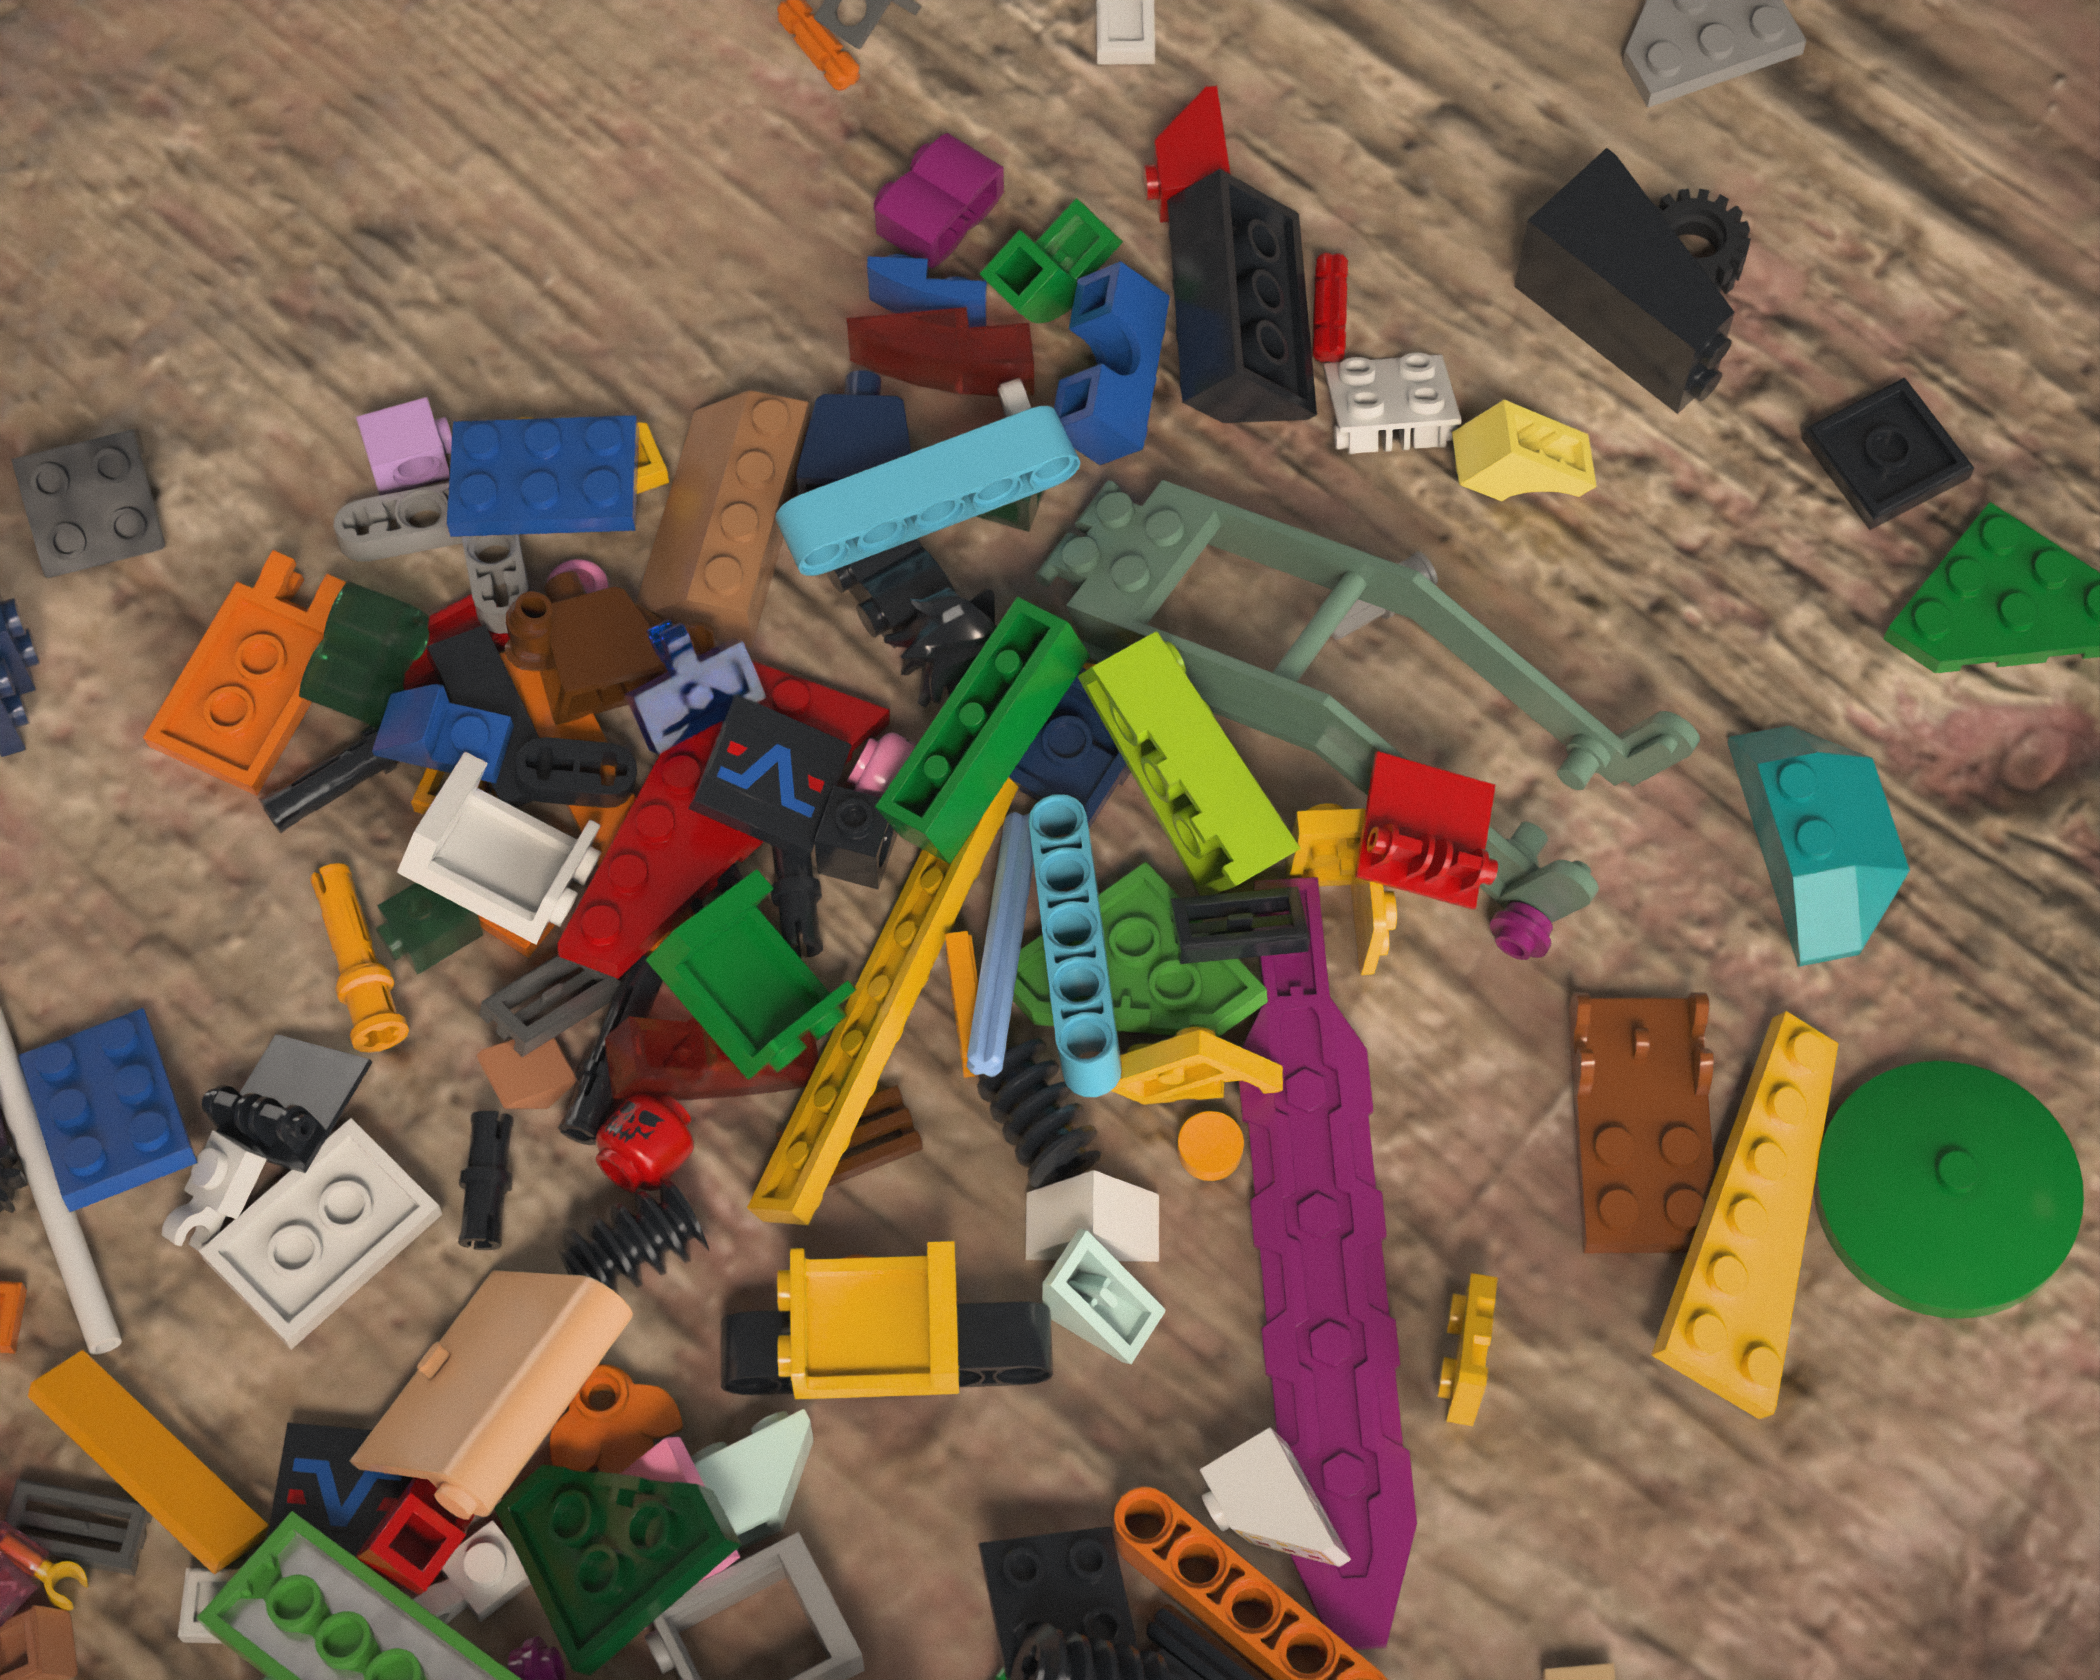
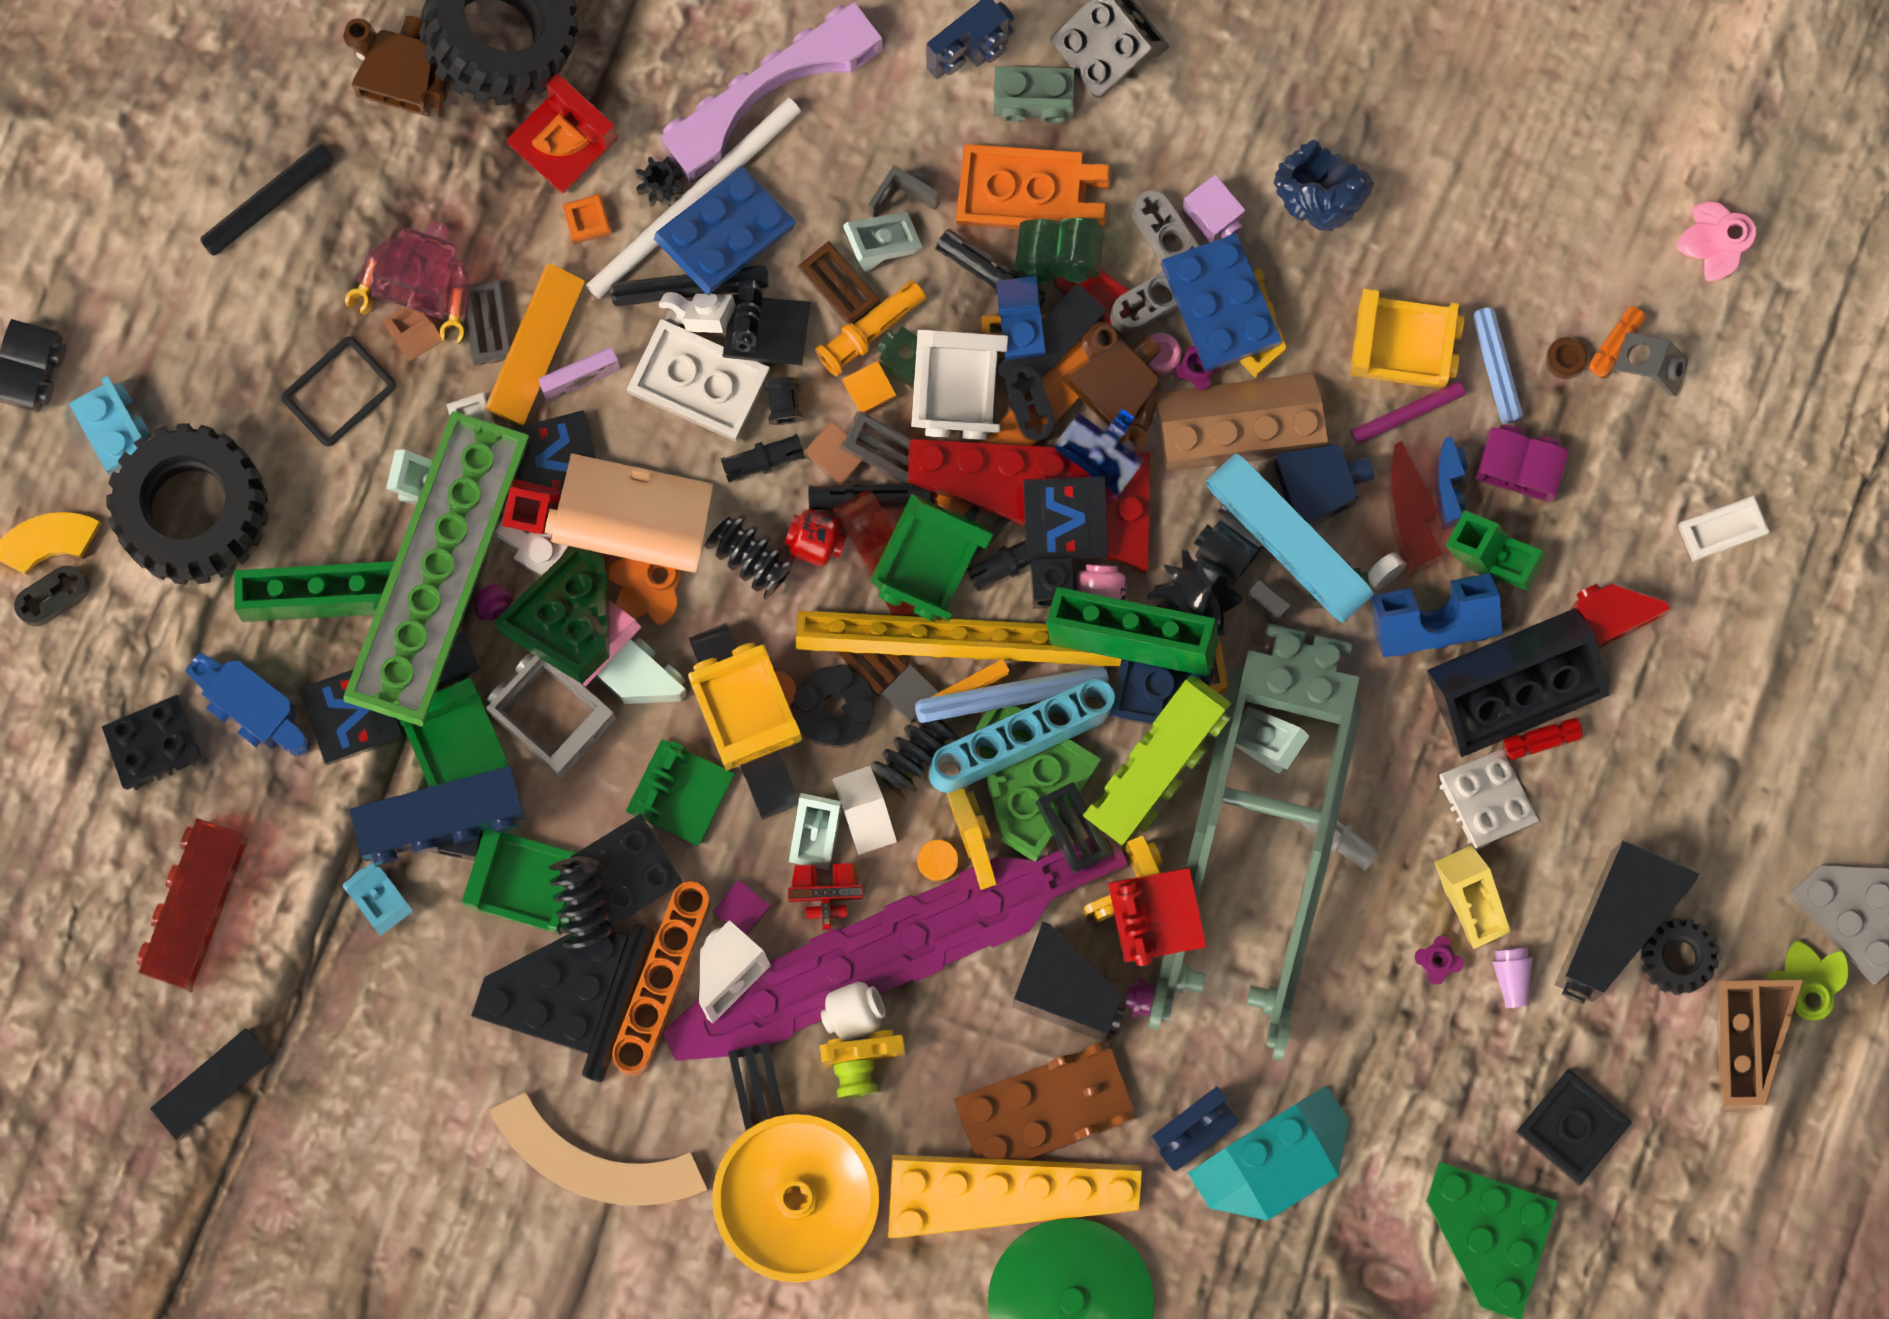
camera: 70 degrees right, 15 degrees up
(115, 622) = (1034, 93): none -> sand green bracket
(147, 1246) = (654, 288): none -> black axle
(170, 825) = (911, 183): none -> dark grey bracket
(227, 1406) = (579, 374): none -> lavender tile
(229, 896) = (882, 238): none -> light aqua slope
(273, 1005) = (861, 309): none -> reddish brown tile
(411, 1119) = (783, 400): none -> black bush
(444, 297) = (1321, 187): none -> dark blue hair
(447, 995) = (869, 388): none -> light orange tile
(619, 563) = (1187, 371): none -> magenta plate
(703, 281) = (1405, 341): none -> yellow panel
(787, 188) = (1497, 365): none -> light blue axle
(803, 317) = (1407, 412): none -> magenta bar
(812, 108) = (1566, 358): none -> reddish brown tile
(909, 1175) = (840, 684): none -> black plate
(939, 1097) = (908, 690): none -> dark grey tile
(958, 1487) = (680, 792): none -> green hinge
(1003, 567) = (1268, 602): none -> dark grey tile
(1176, 1456) = (741, 907): none -> magenta tile
(1185, 1344) = (844, 887): none -> red hips
(1216, 613) = (1269, 739): none -> light aqua slope
(1408, 1335) = (853, 1011): none -> white head
(1475, 1013) = (1067, 988): none -> black slope
(1477, 1504) = (749, 1053): none -> black tile
(1513, 1375) = (855, 1079): none -> lime wheel
(1598, 549) = (1435, 971): none -> magenta plate
(1651, 448) = (1513, 973): none -> lavender cone
(1675, 1524) = (795, 1198): none -> yellow dish
(1739, 924) = (1194, 1129): none -> dark blue bracket
(1769, 115) = (1819, 977): none -> lime plate
(1843, 194) = (1750, 1037): none -> medium nougat wedge

